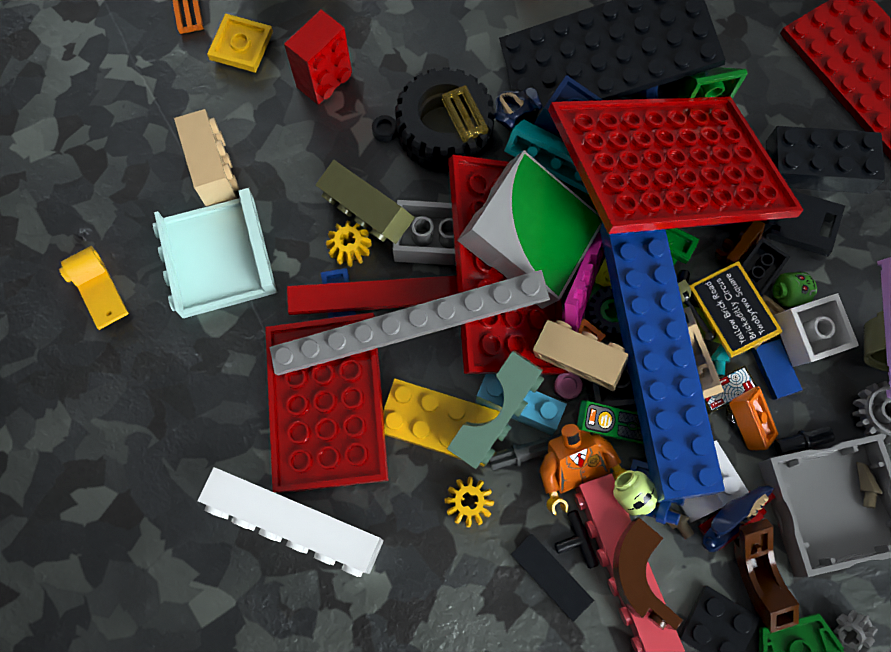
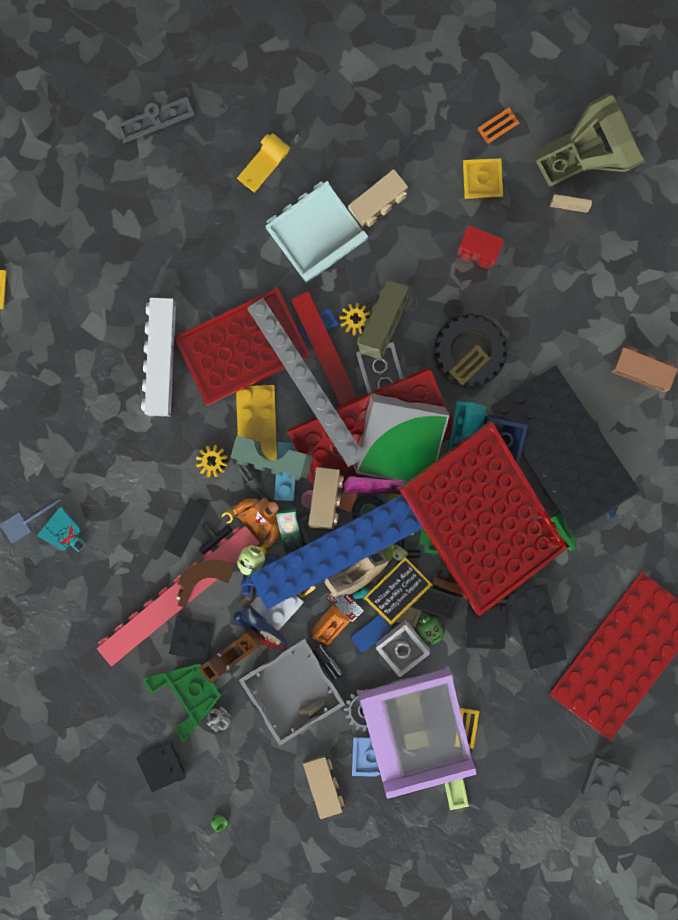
camera: 75 degrees right, 15 degrees up
(513, 104) = (496, 394): dark blue animal -> none

